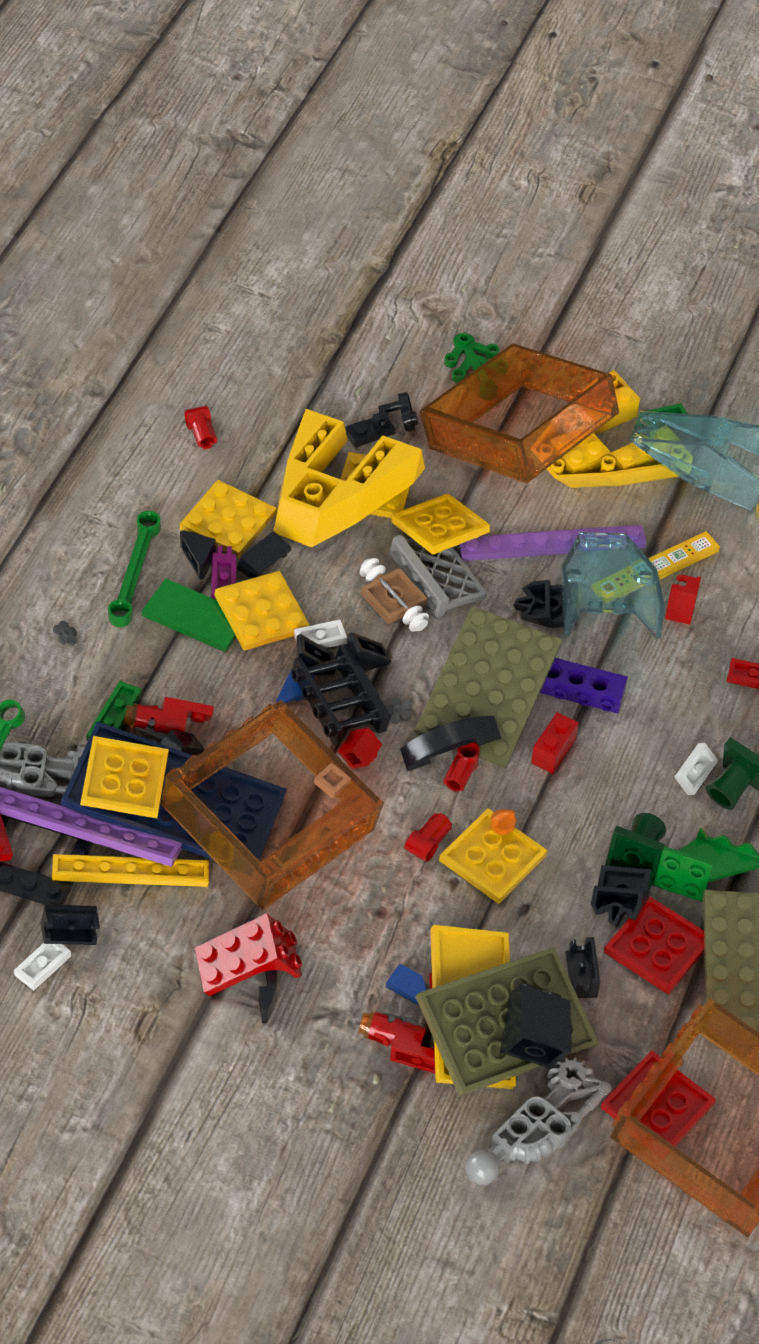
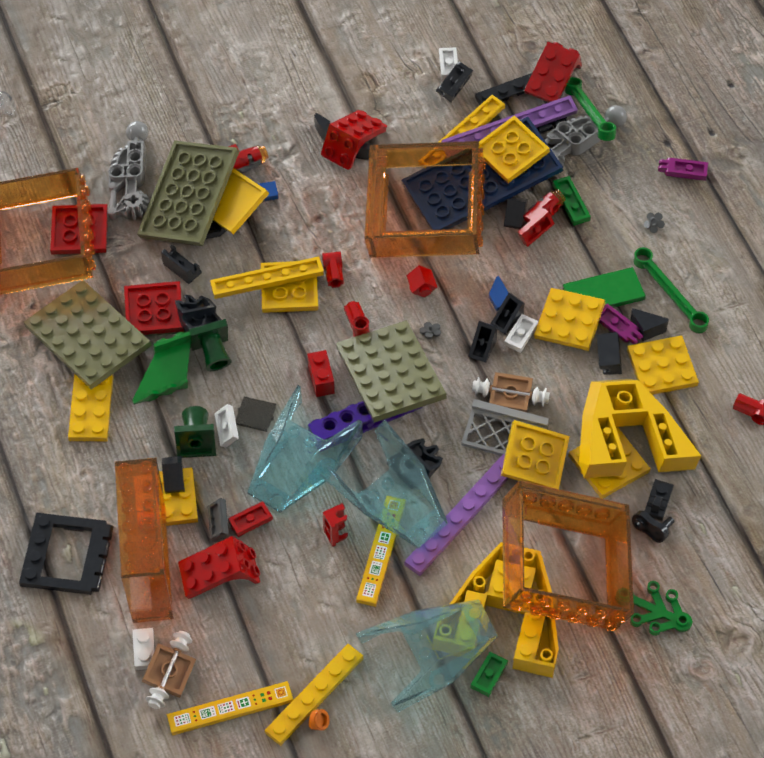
camera: 140 degrees right, 5 degrees up
(332, 780) = (398, 214): nougat plate -> none
(354, 679) = (453, 314): black fence -> none
(447, 738) = (373, 322): black slope -> none
(503, 821) = (300, 300): orange tile -> none
(515, 867) = (266, 277): none -> yellow plate
(537, 1026) = (165, 188): black slope -> none
(651, 767) = (255, 414): none -> clear smoke piece
(670, 696) = (296, 458): none -> clear light blue windscreen

